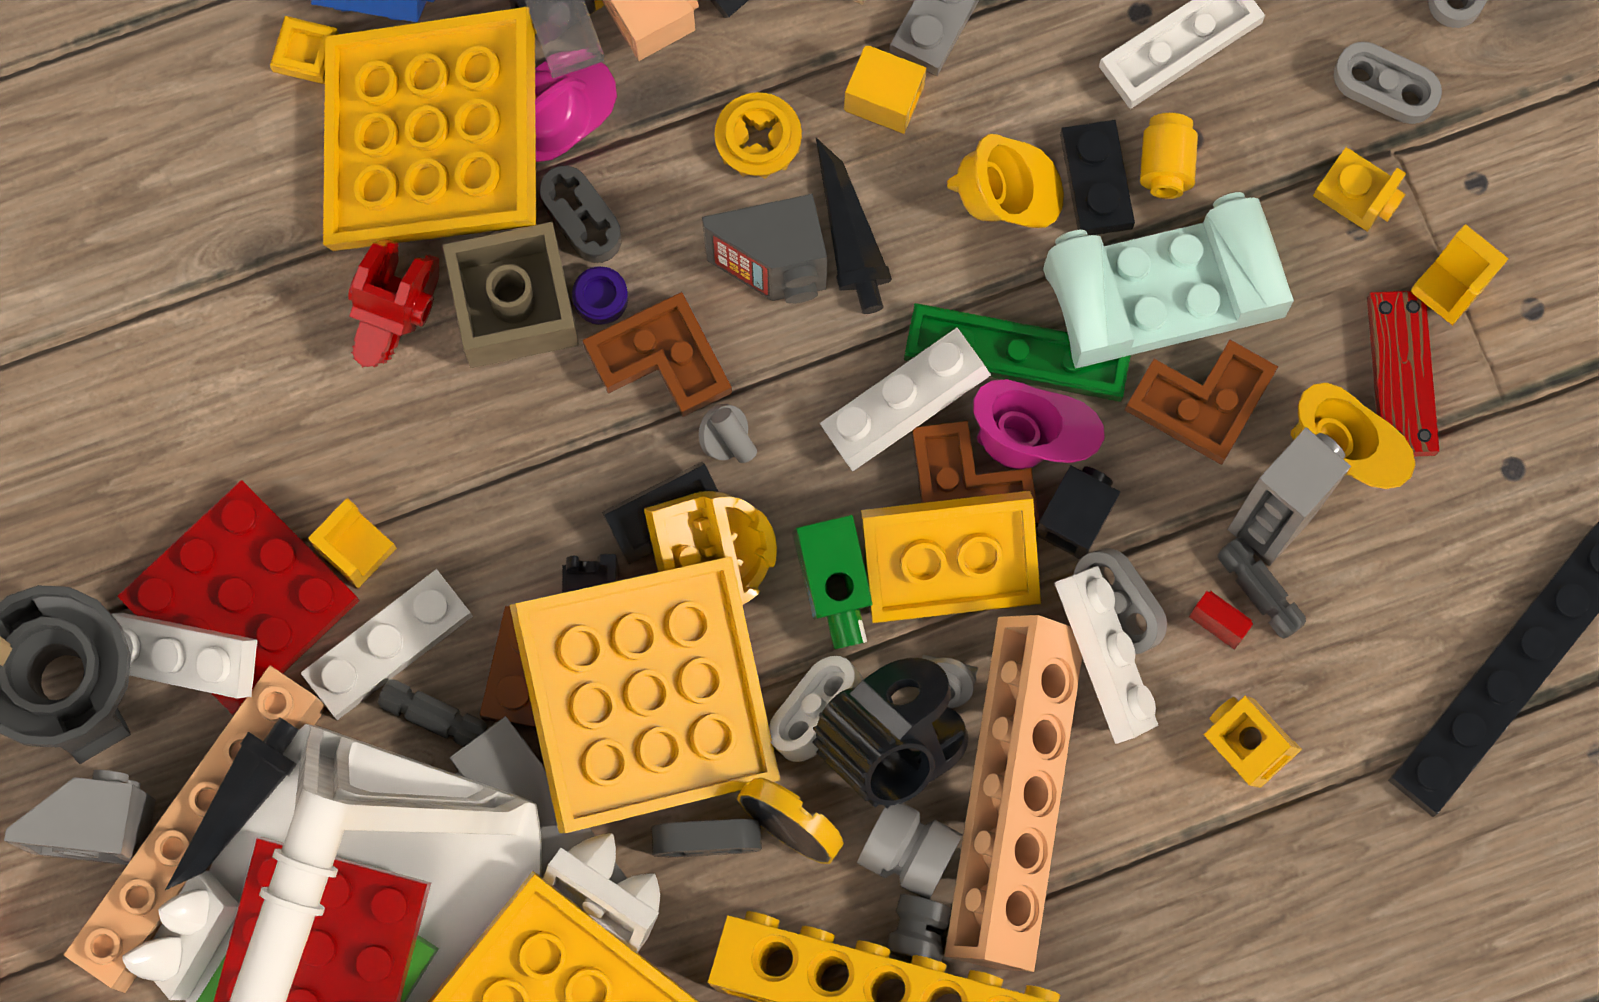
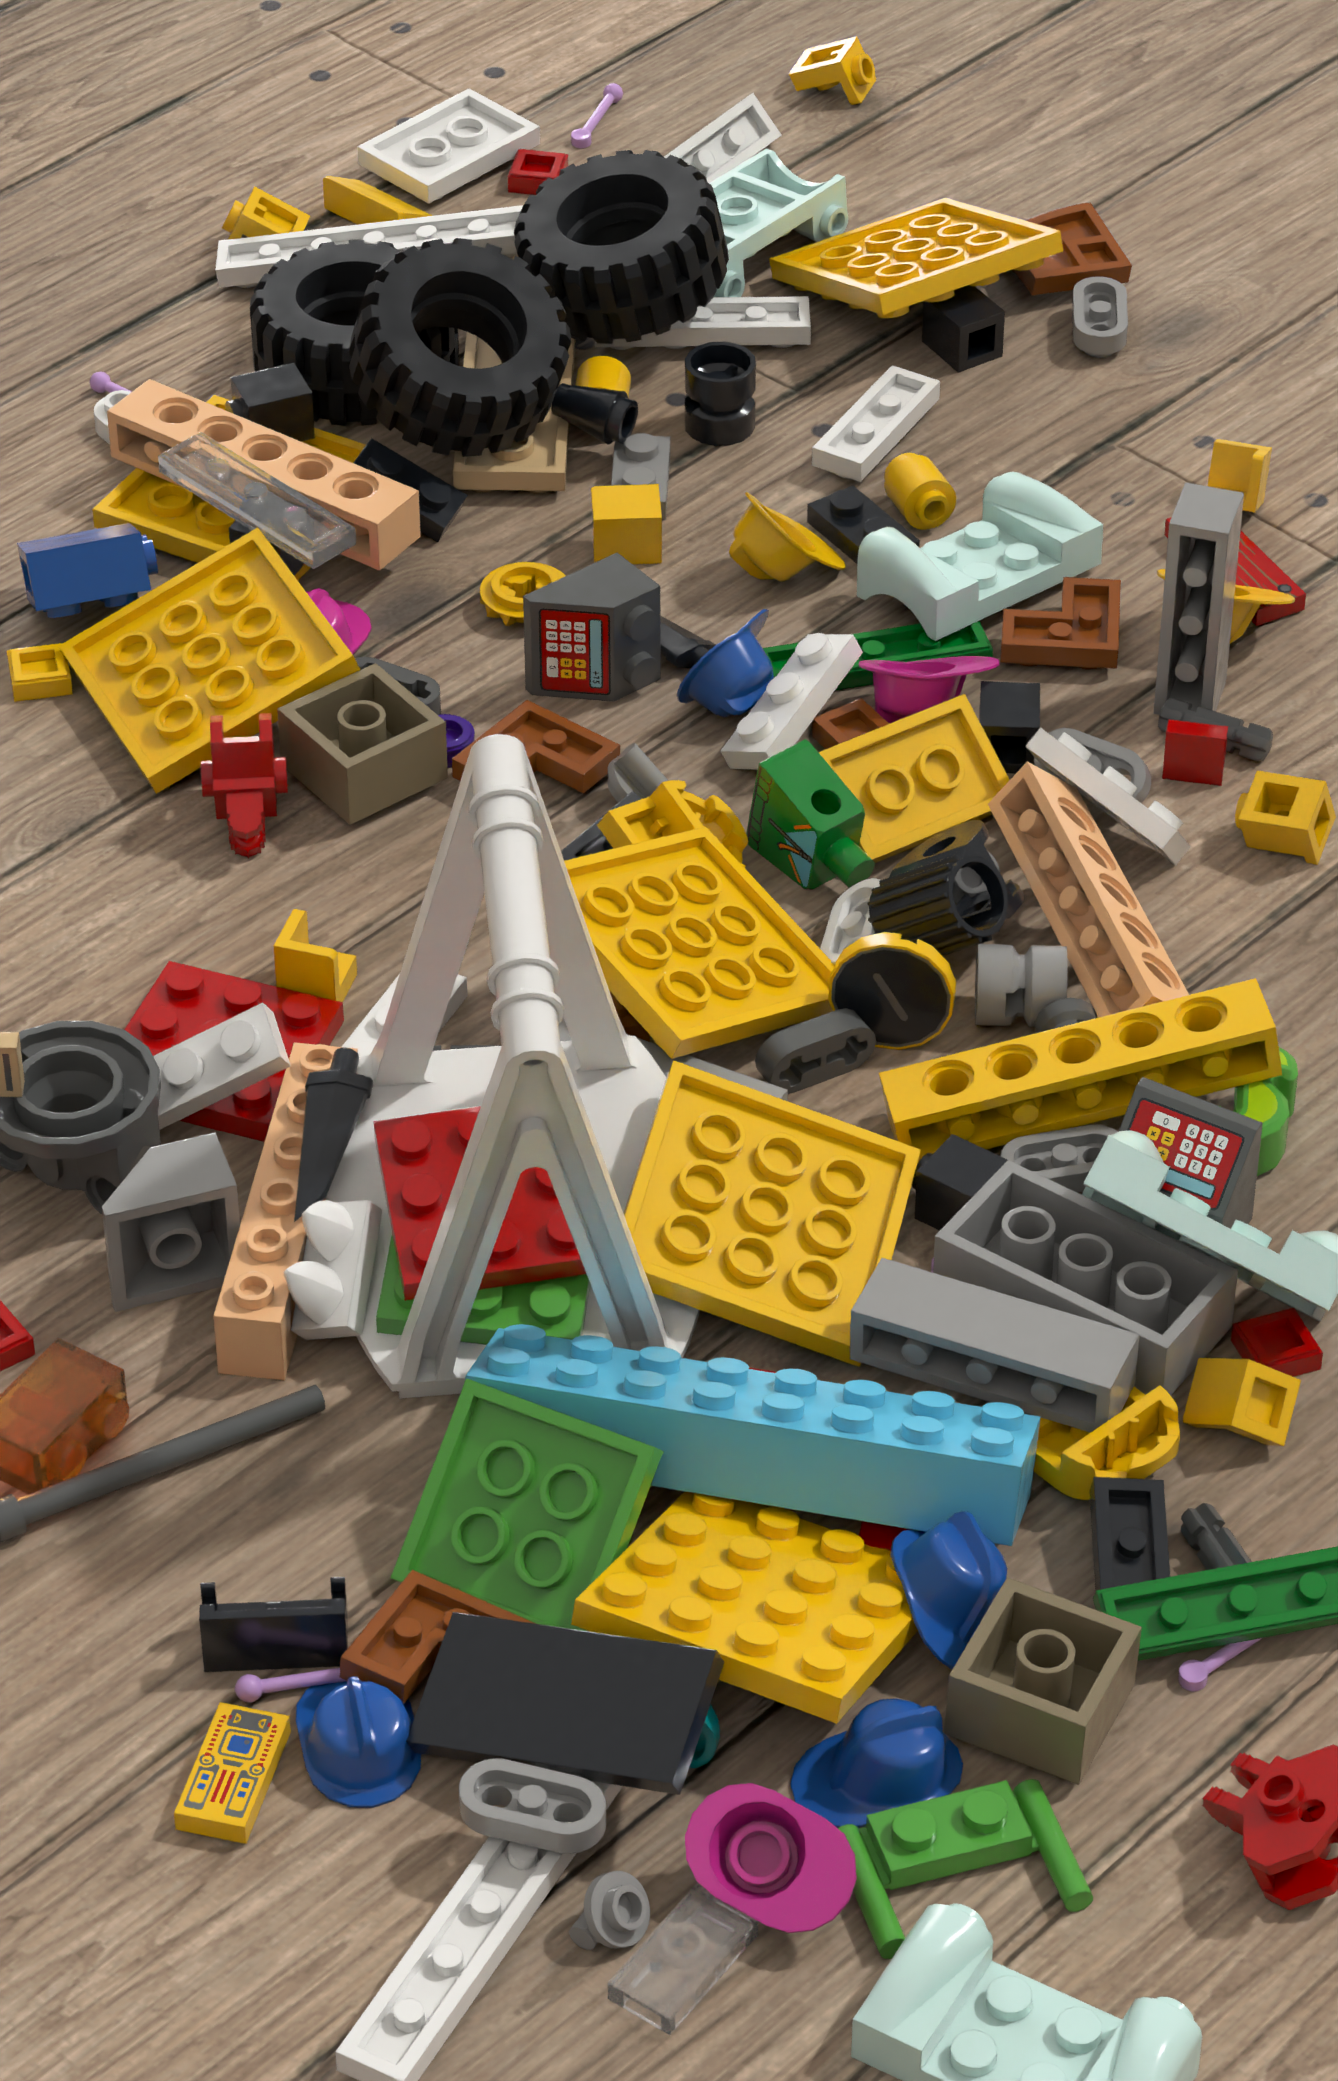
camera: 25 degrees left, 35 degrees down
(621, 908) = (770, 1070): white tile -> none
(875, 344) = (731, 673): none -> blue piece
(1360, 190) = (1108, 468): yellow bracket -> none
(1389, 78) = (1079, 395): light grey plate -> none

